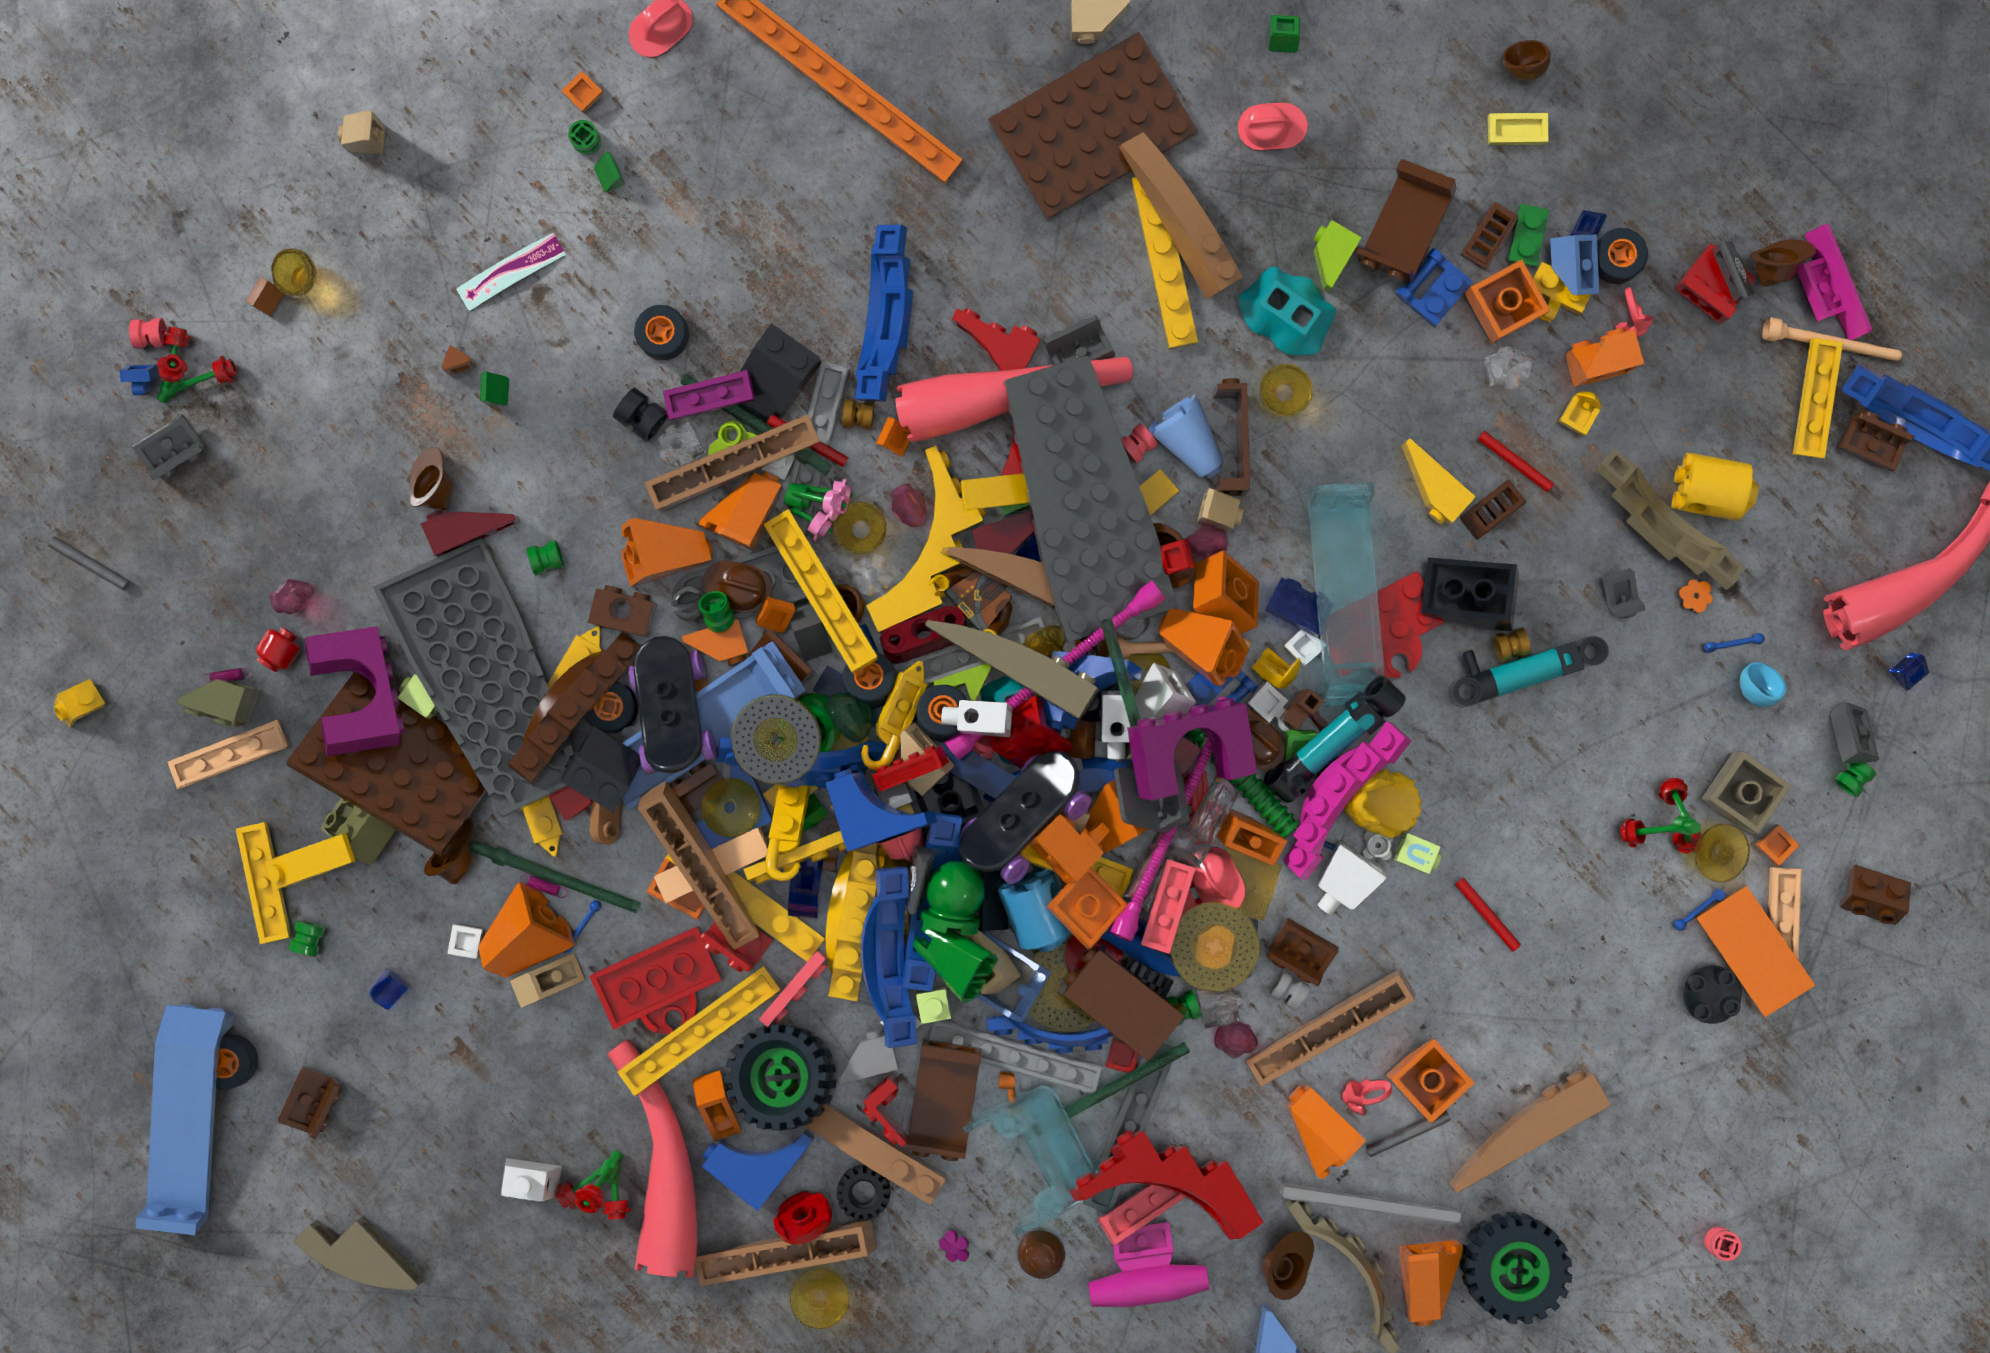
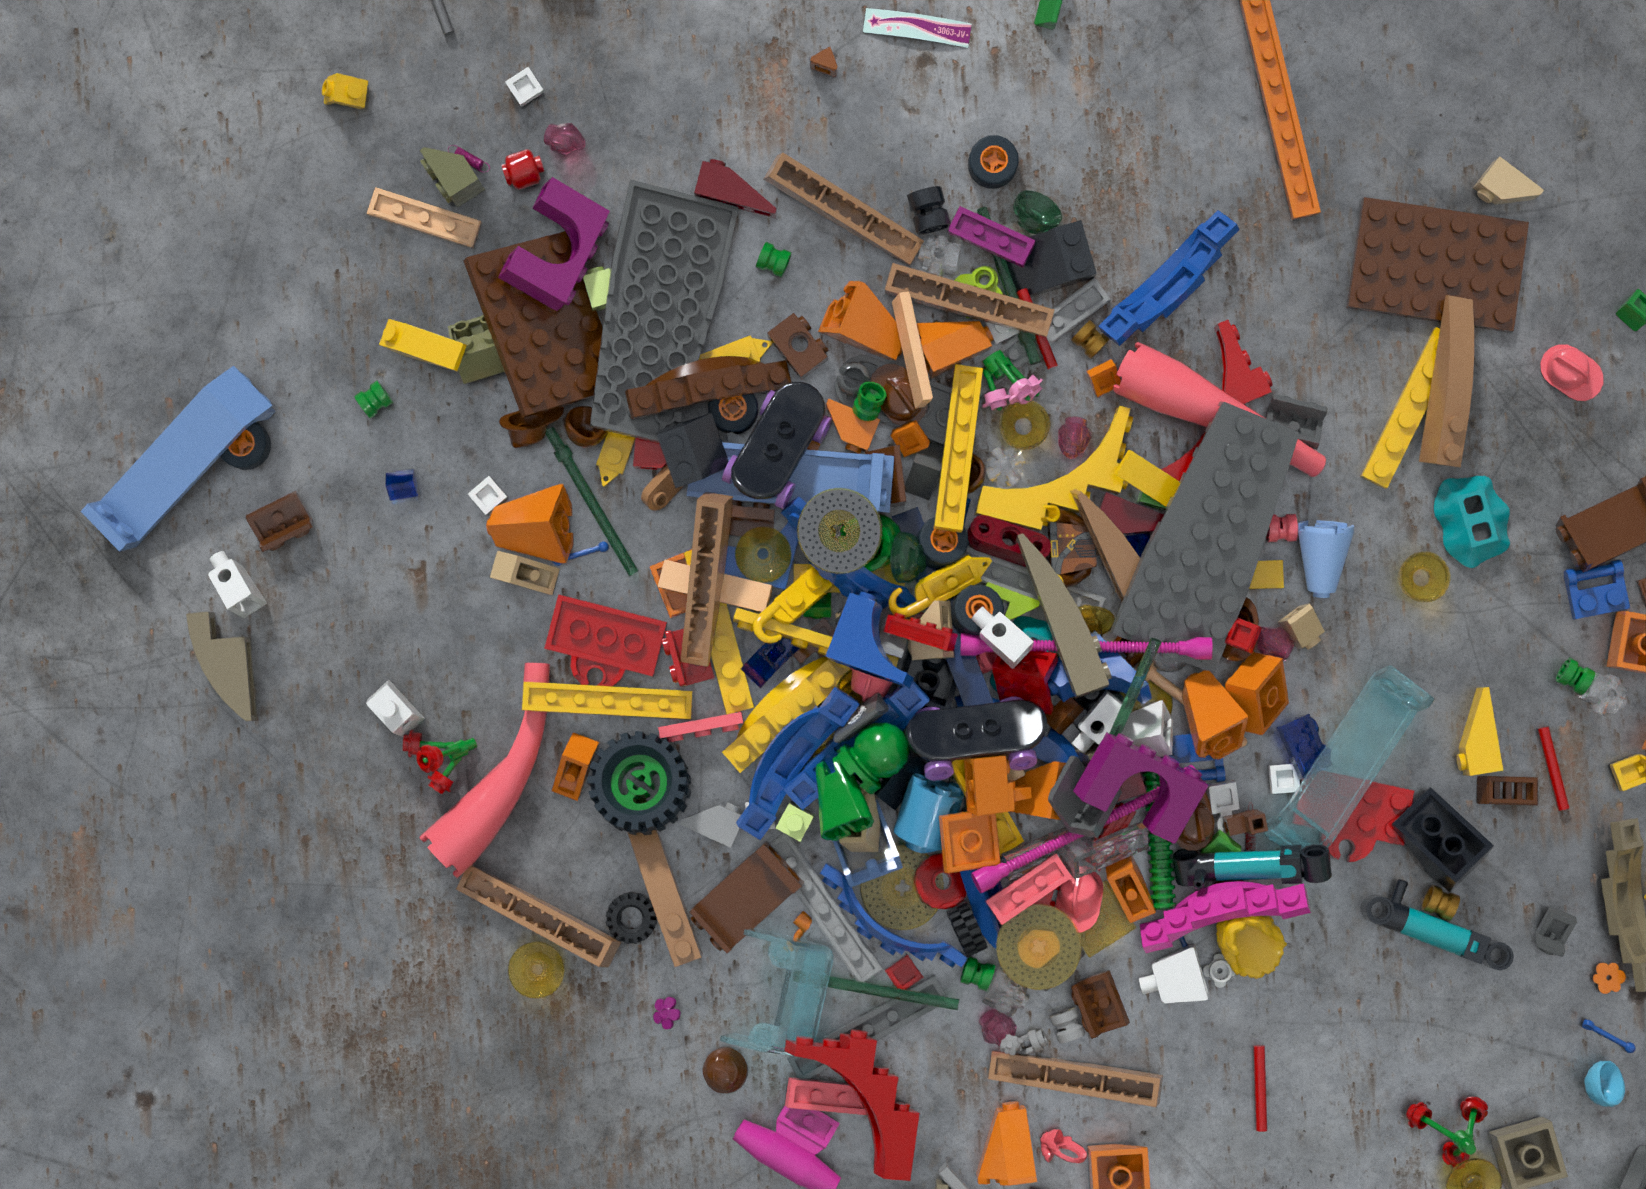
camera: 40 degrees right, 0 degrees up
(224, 579) = (524, 86): none -> white plate
(266, 902) = (366, 348): yellow plate -> none
(315, 1185) = (235, 586): none -> white torso
(429, 481) = (734, 135): reddish brown piece -> none
(494, 389) = (835, 105): green slope -> none
(497, 827) = (579, 429): none -> reddish brown piece
(544, 886) = (577, 501): dark pink piece -> none
(568, 470) = (842, 208): none -> medium nougat slope
(717, 541) = (912, 350): none -> light nougat tile
(729, 345) = (1036, 212): none -> clear green piece
(753, 1173) = (561, 838): blue arch -> none
(805, 1230) = (572, 911): red tile -> none
(884, 1094) = (707, 858): red bracket -> none
(1123, 1002) = (937, 933): reddish brown panel -> none
(1234, 389) = (1387, 546): reddish brown panel -> none
(1258, 1042) = (1013, 1044): none -> light grey piece
(1275, 669) = (1248, 778): yellow plate -> none
(1333, 251) = (1542, 502): lime slope -> none
(1417, 853) = (1244, 1000): yellowish green brick -> none
(1473, 372) = (1575, 676): none -> green wheel

